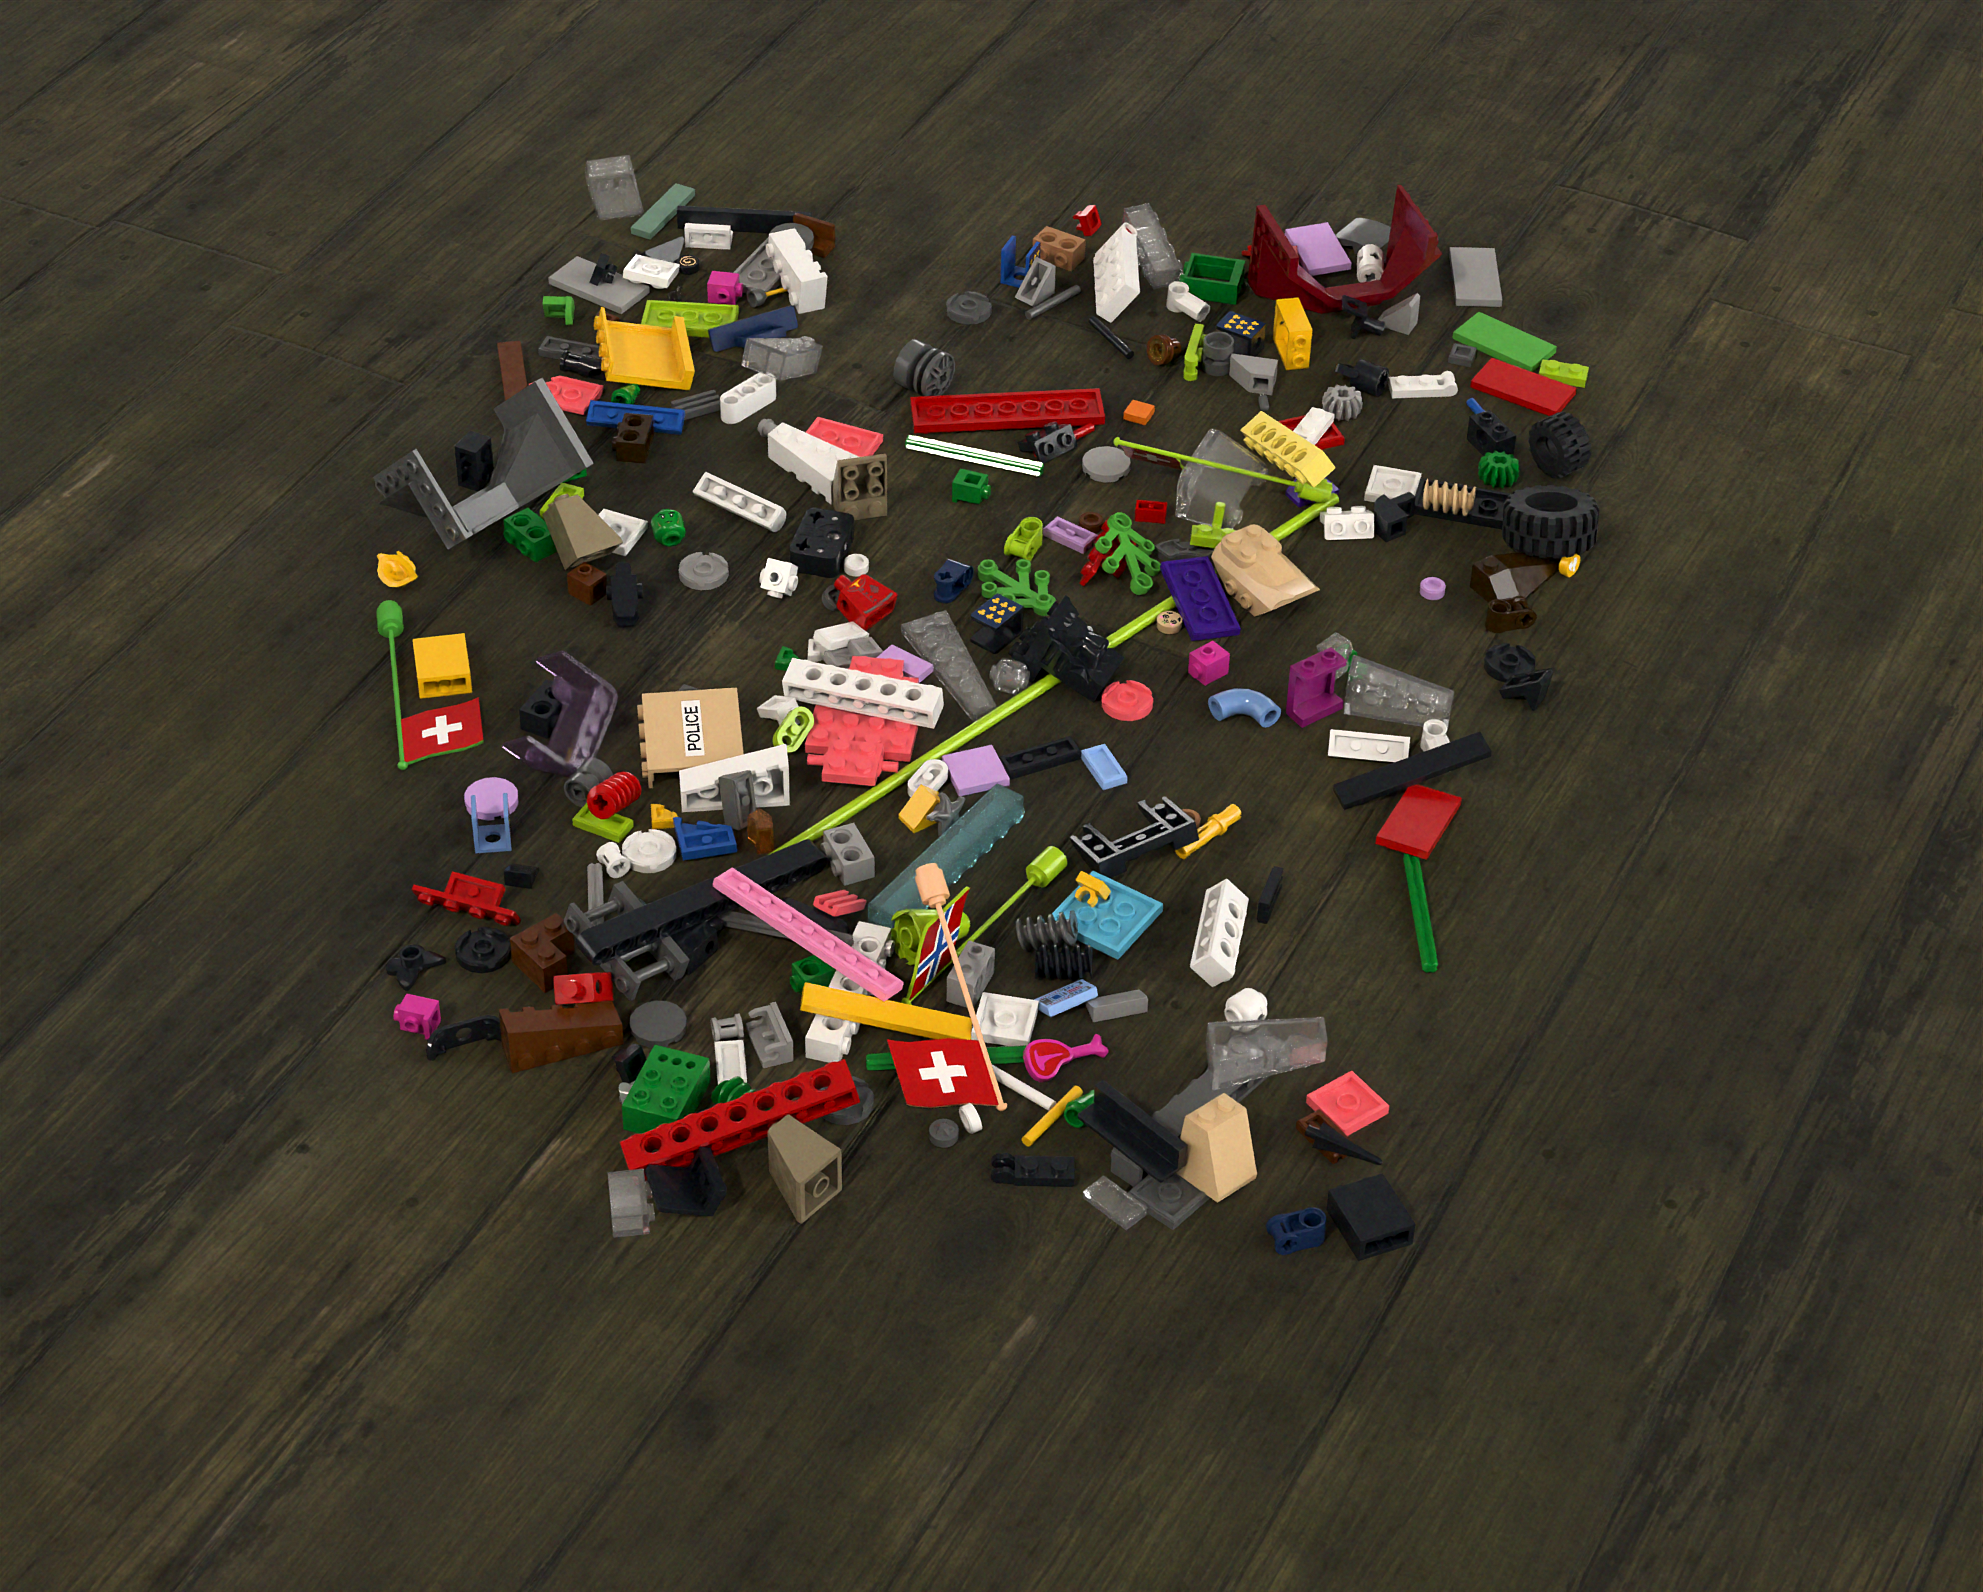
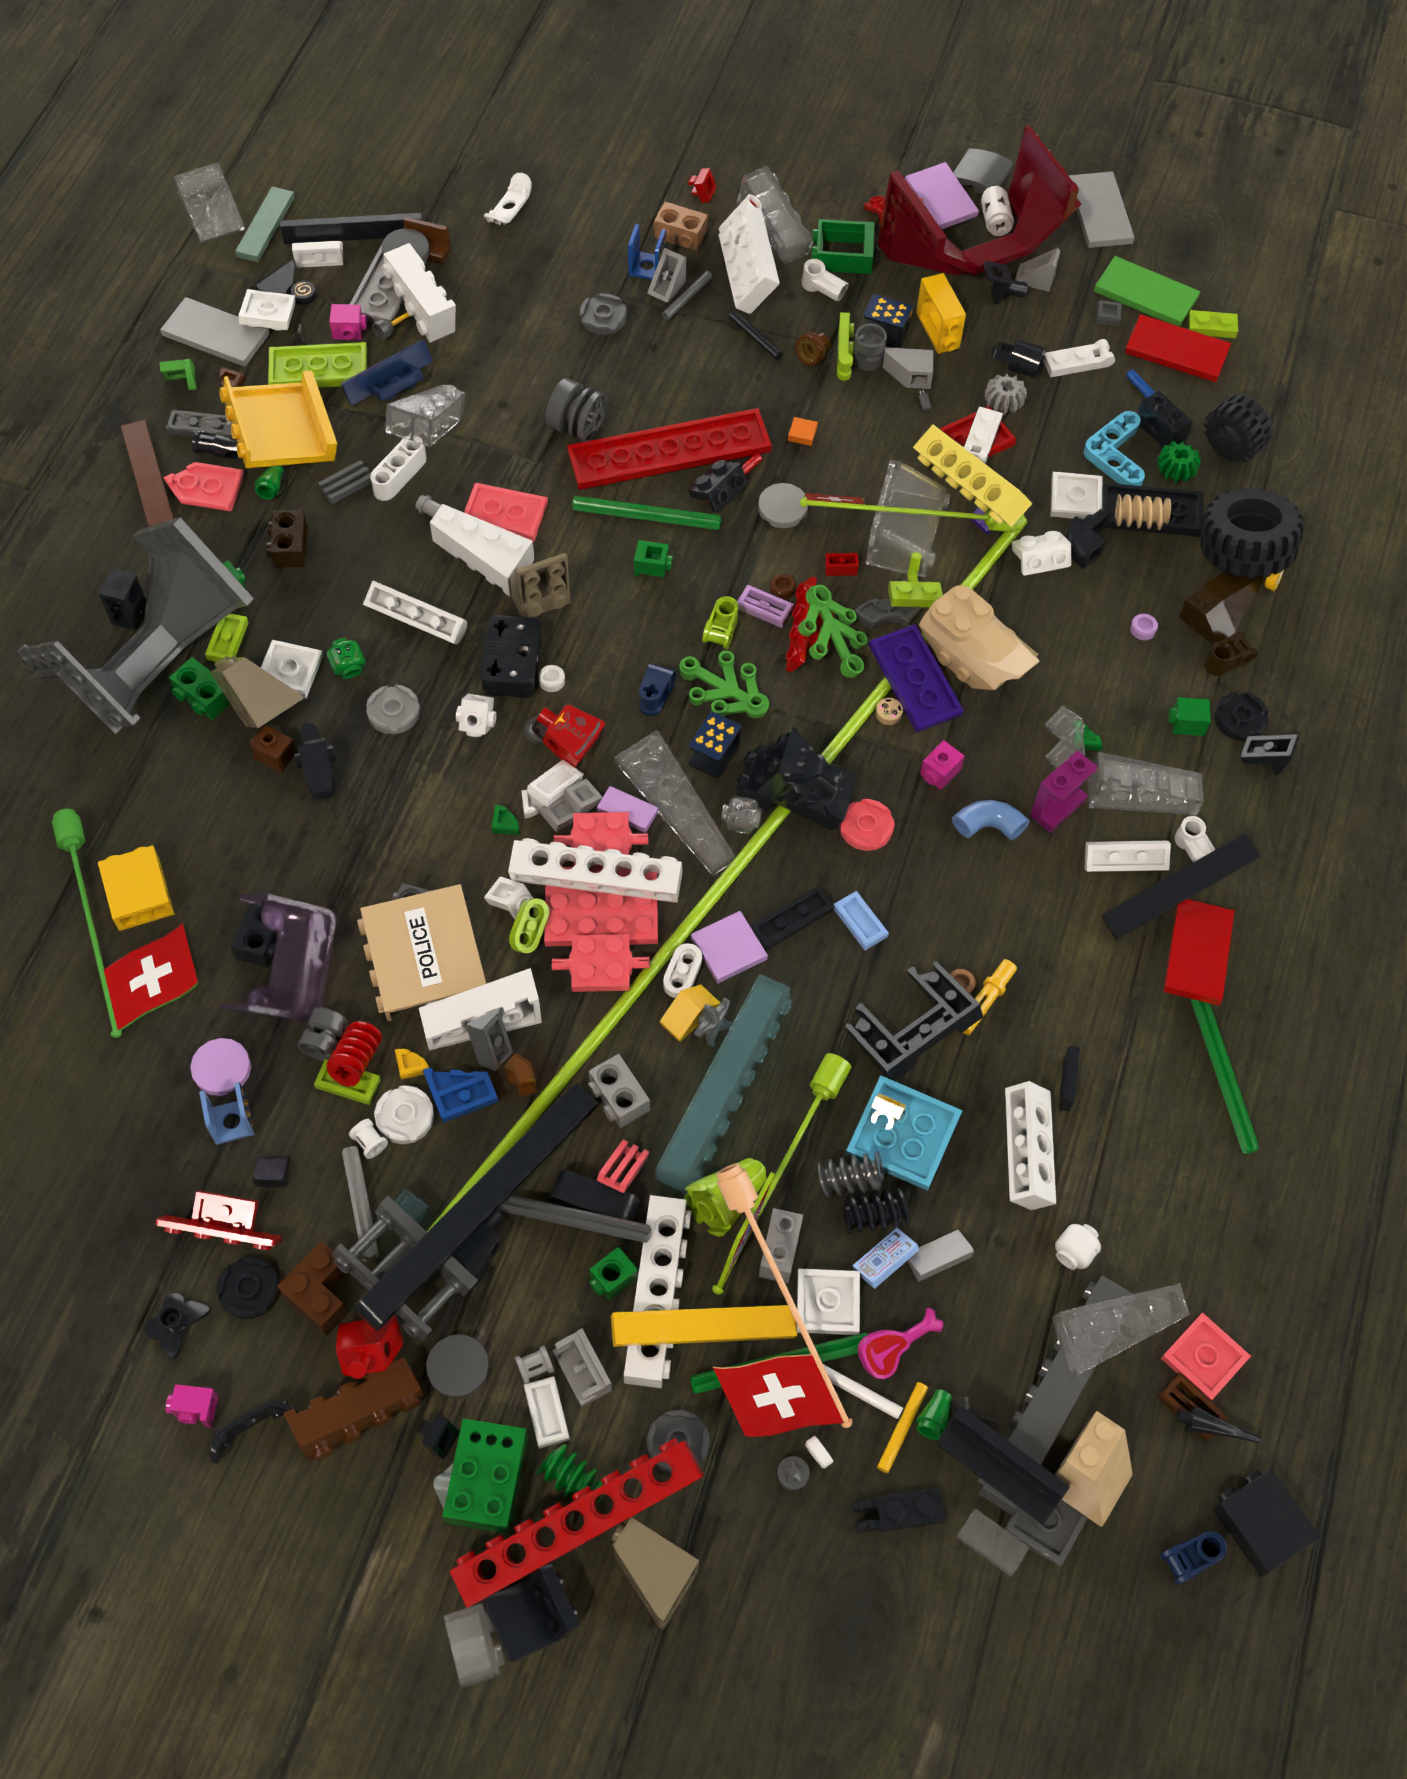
camera: 10 degrees left, 20 degrees up
(396, 569) = (64, 759): yellow hat -> none
(602, 269) = (217, 317): black tile -> none
(609, 414) = (261, 507): blue tile -> none
(808, 934) = (602, 1236): bright pink tile -> none
(907, 210) = (517, 193): none -> white piece
(1426, 454) = (1109, 449): none -> medium azure beam
(1457, 654) = (1190, 716): none -> green brick

